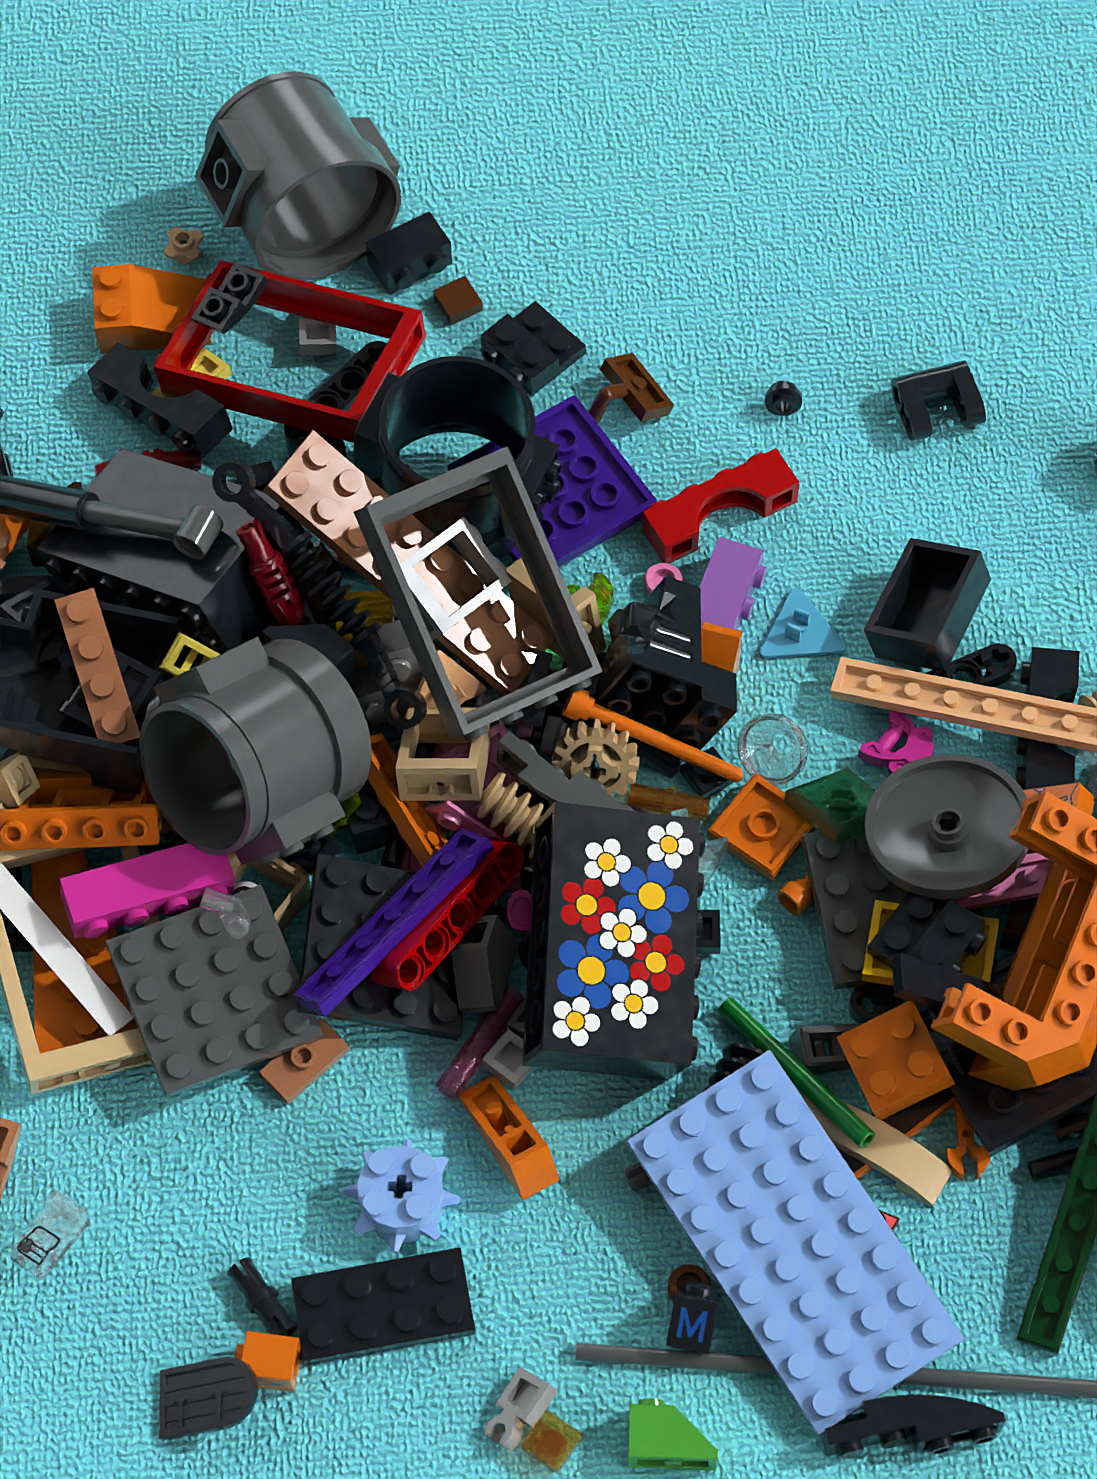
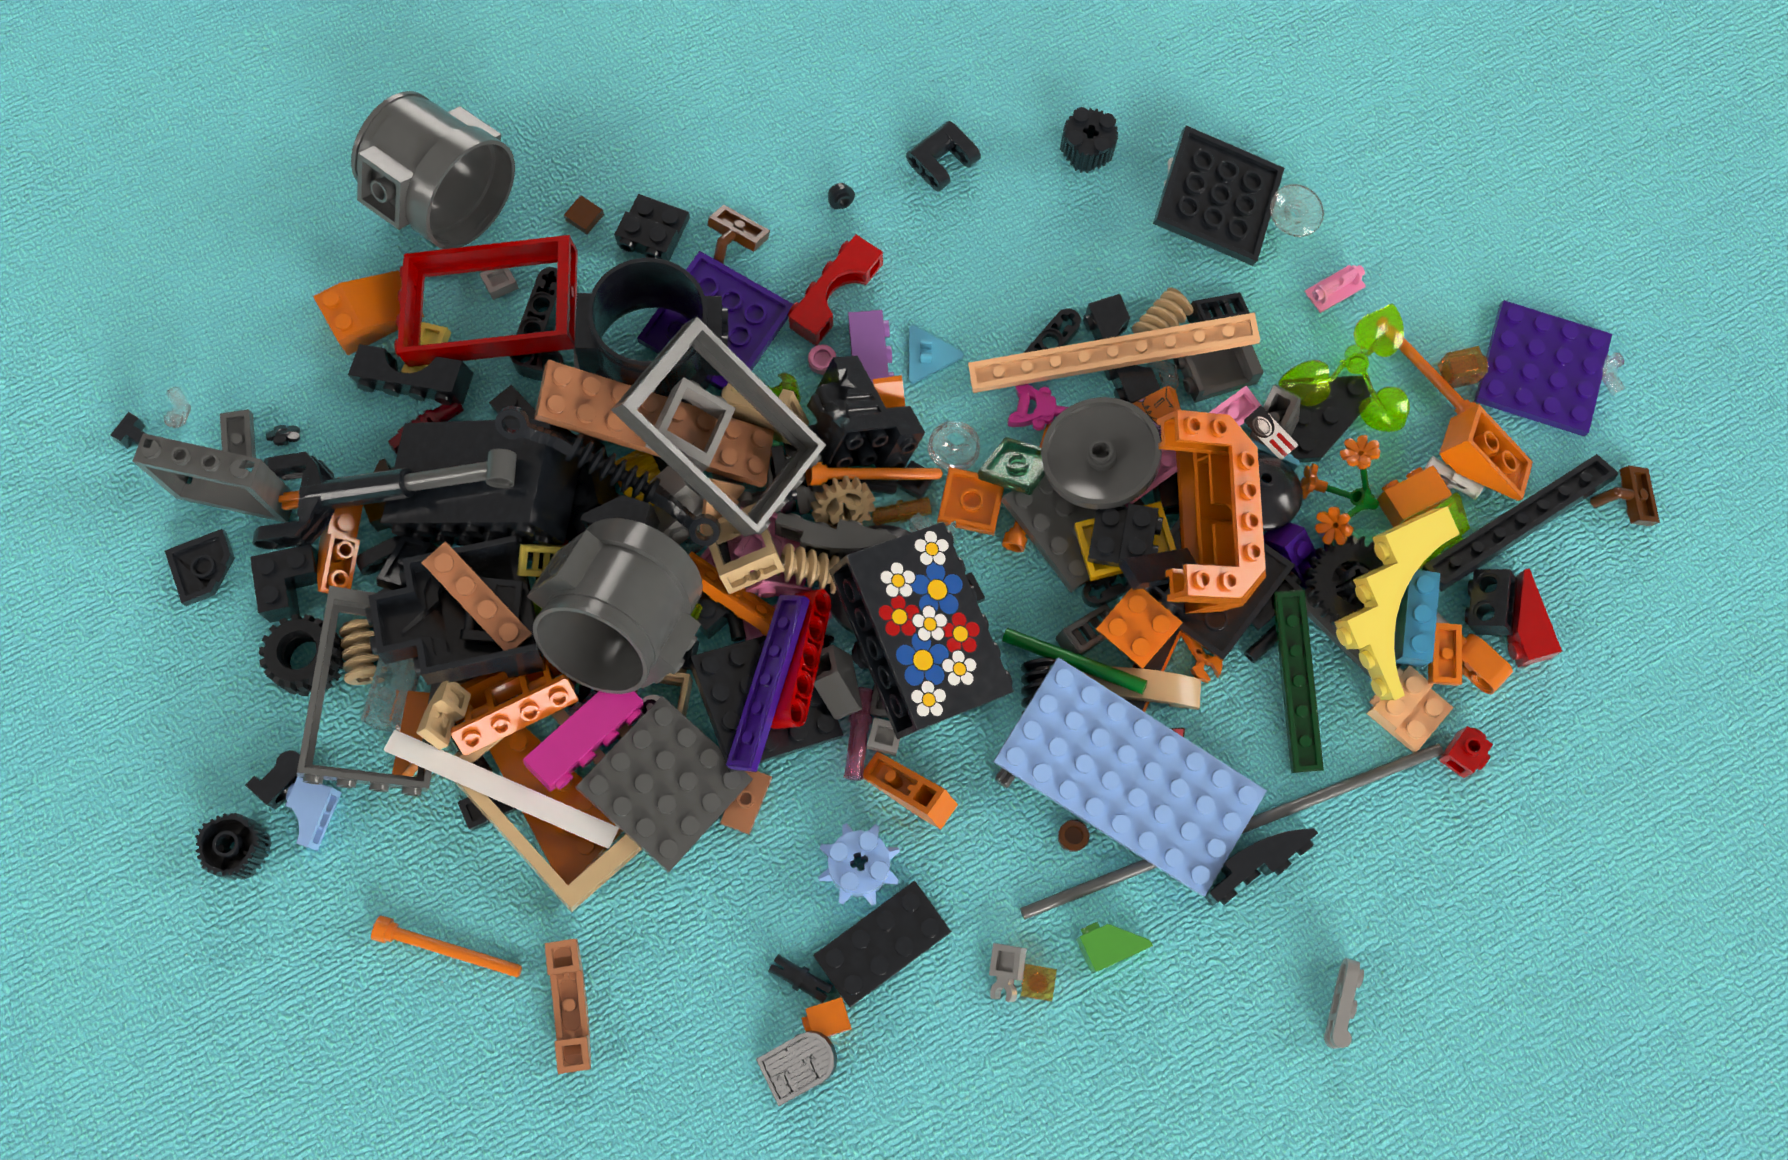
camera: 30 degrees left, 10 degrees up
(50, 1235) = (634, 1004): clear leg -> none
(183, 252) = (372, 257): tan plate -> none
(231, 302) = (428, 282): black slope -> none
(231, 910) = (654, 726): clear arm -> none
(271, 575) = (567, 476): dark red hinge -> none
(409, 253) = (533, 194): black brick -> none
(519, 910) = (842, 632): dark pink piece -> none
(693, 1317) = (1090, 858): black brick -> none
(927, 604) = (1008, 302): black piece -> none

